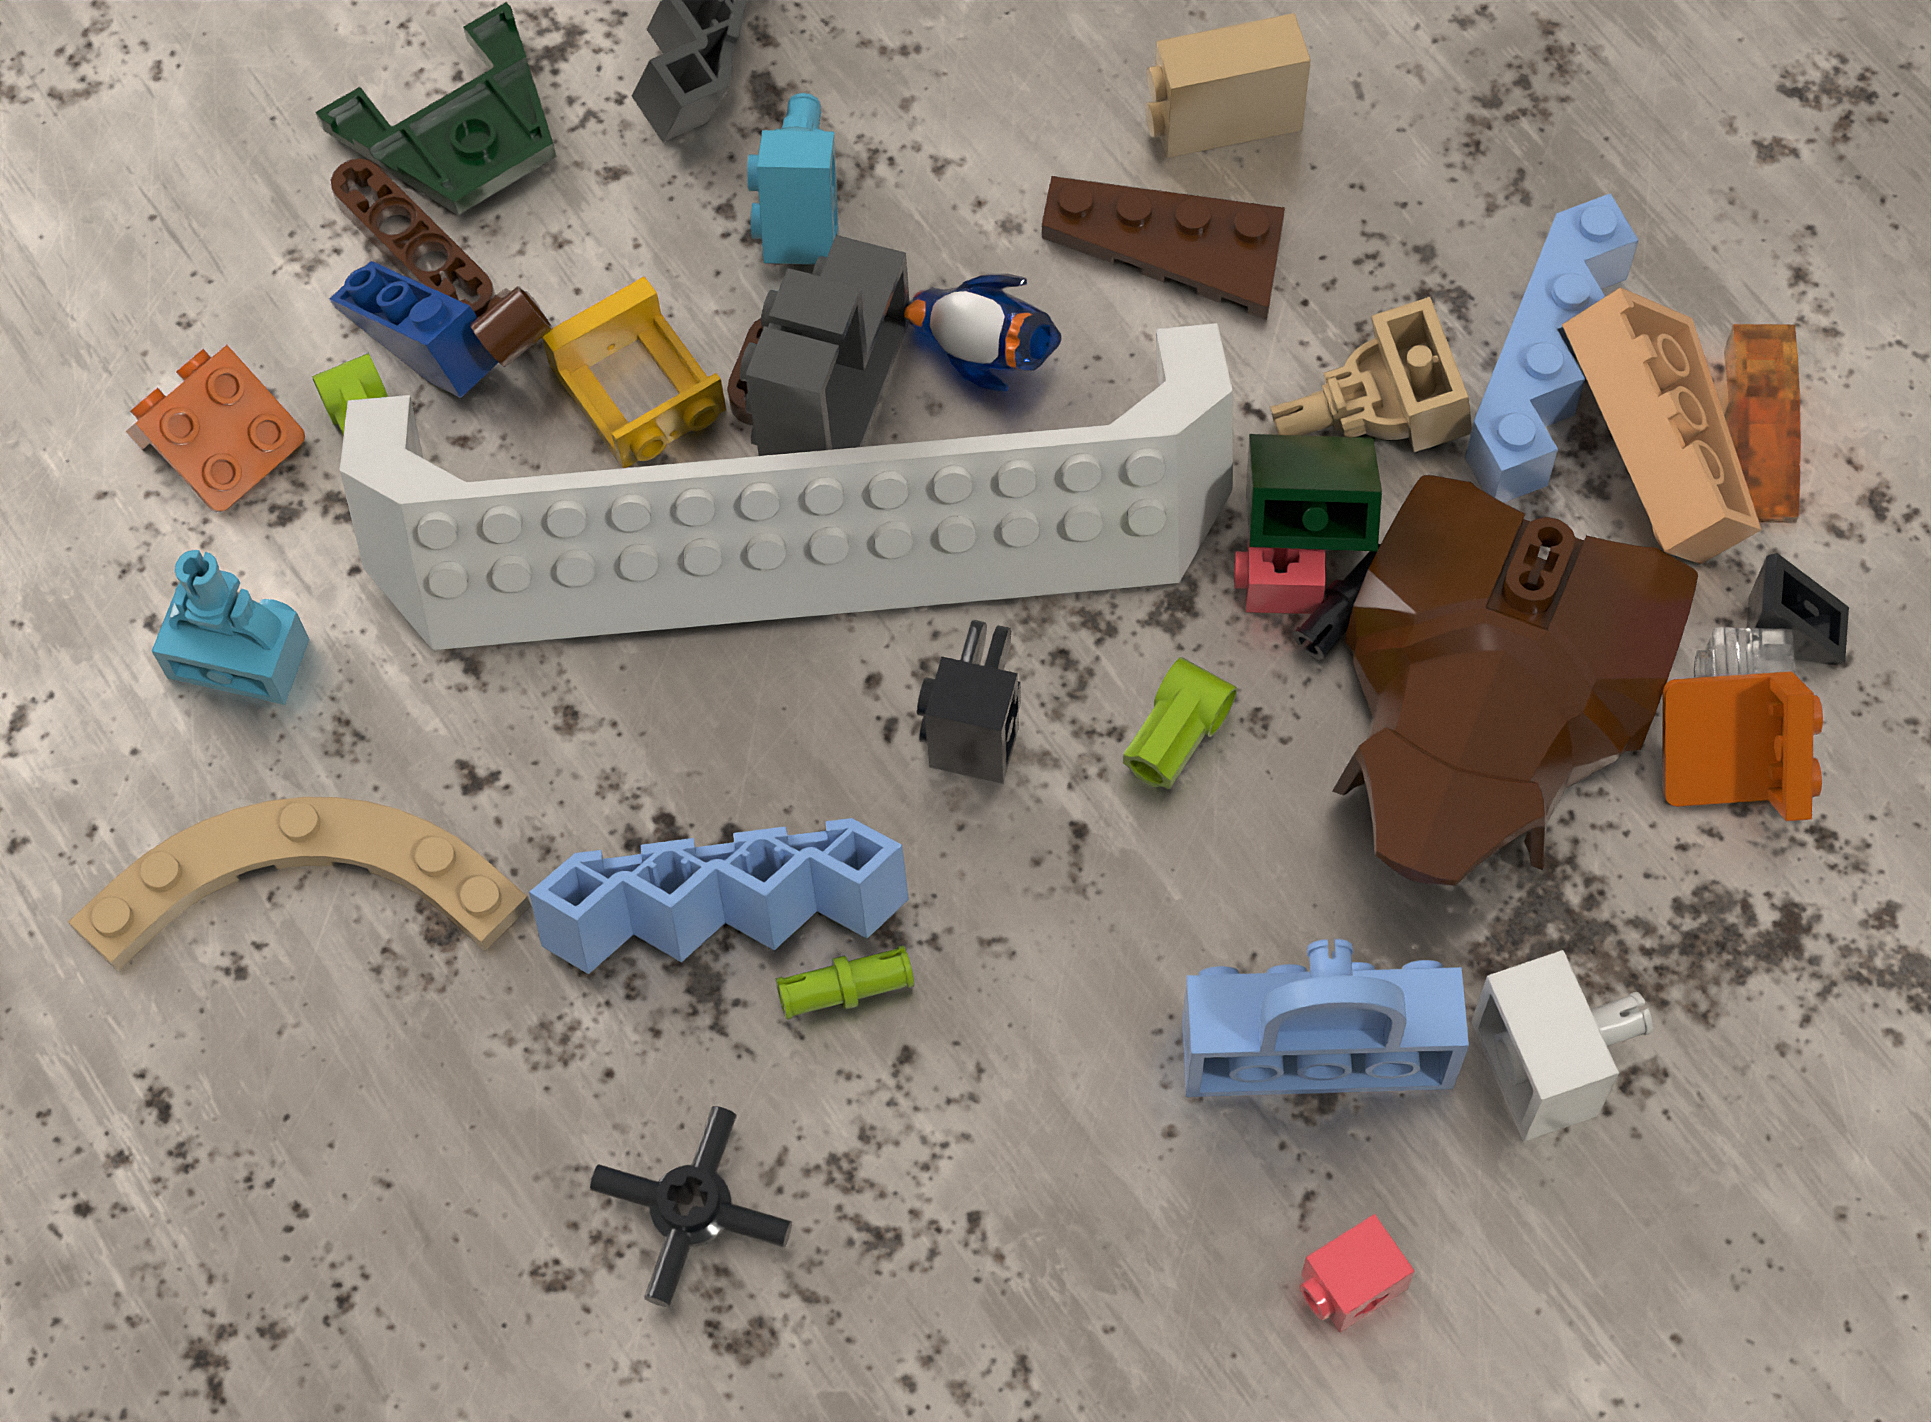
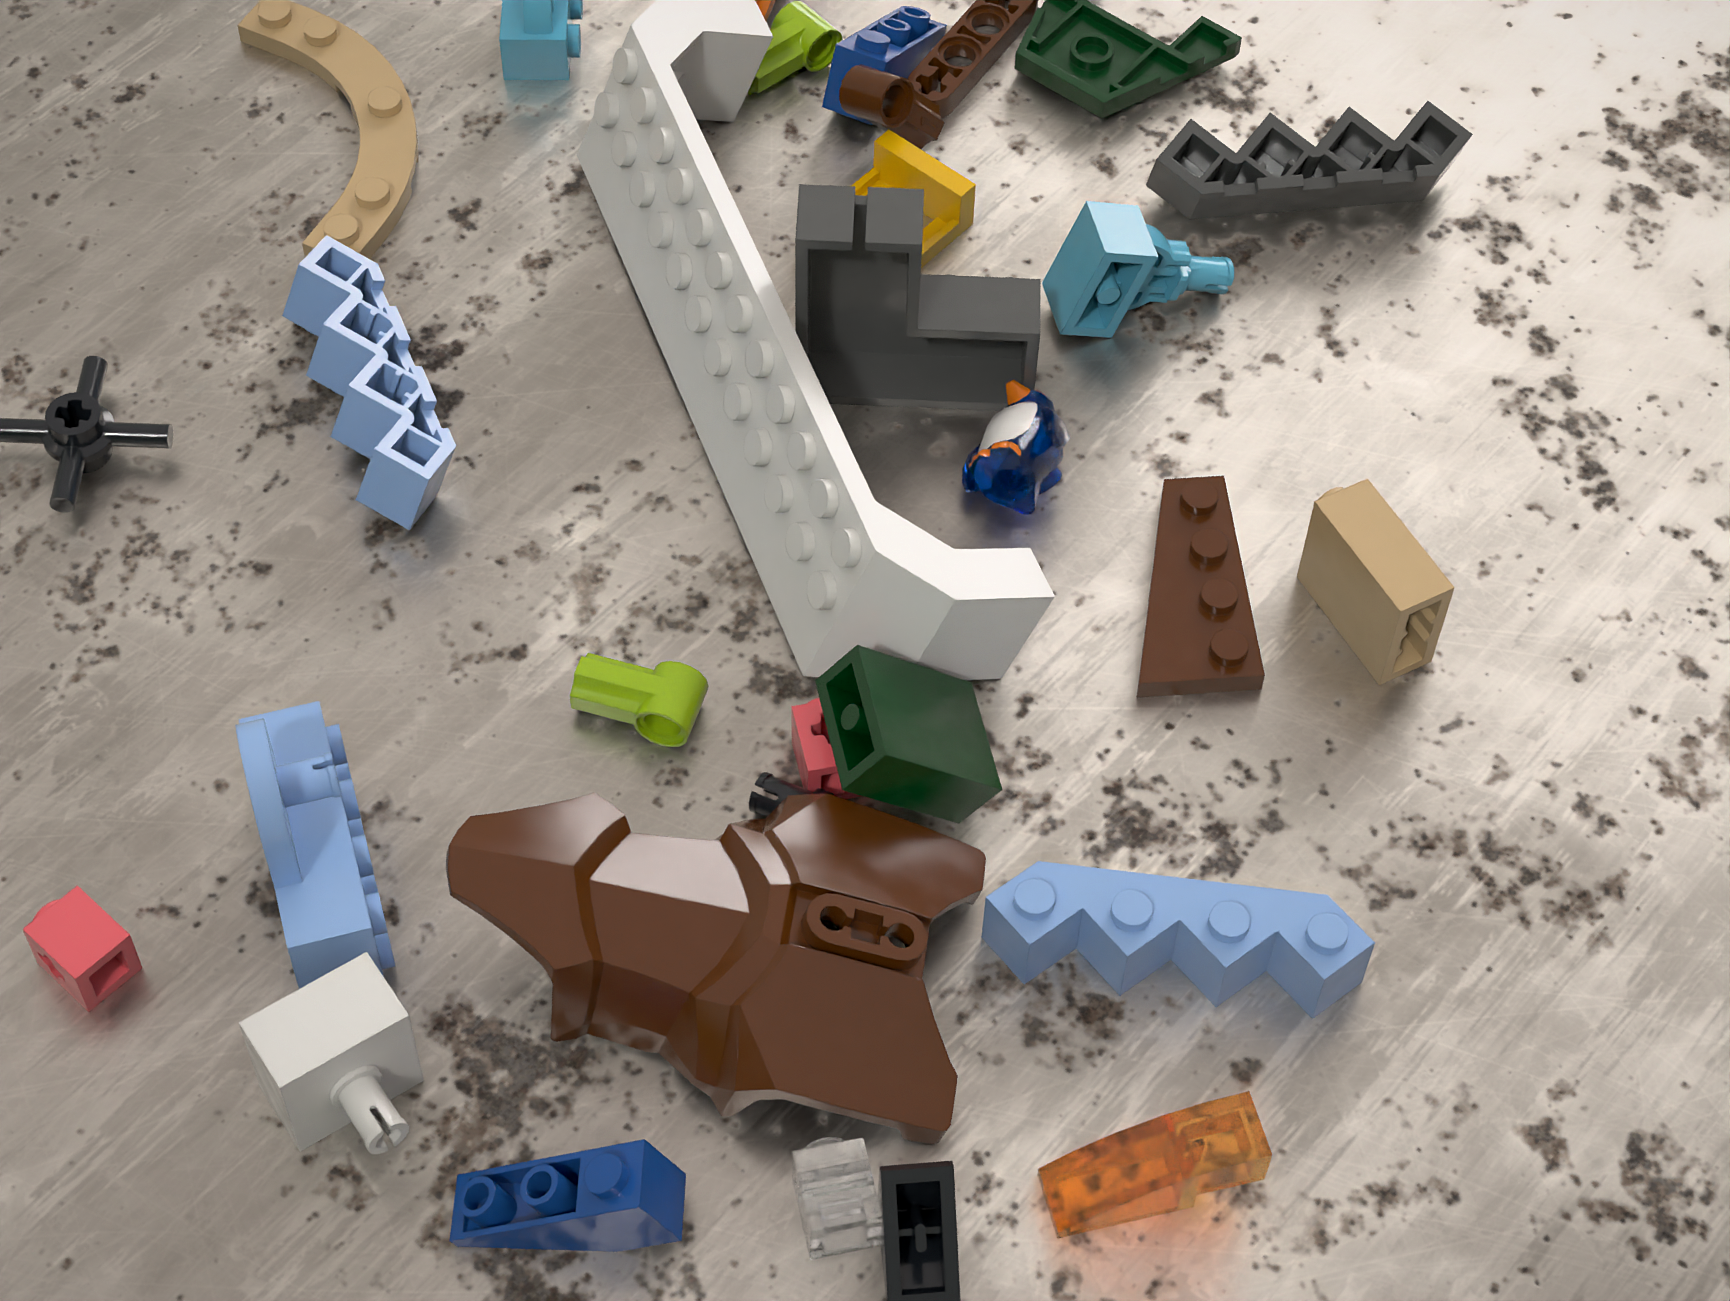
camera: 70 degrees right, 10 degrees down
(845, 982) = (313, 497): lime pin -> none
(972, 708) = (594, 515): black brick -> none
(1389, 386) = (1076, 801): tan brick -> none
(1665, 422) = (1111, 1050): light nougat wedge -> none
(1711, 890) = (573, 1201): none -> blue slope
(1741, 742) = (738, 1190): orange bracket -> none

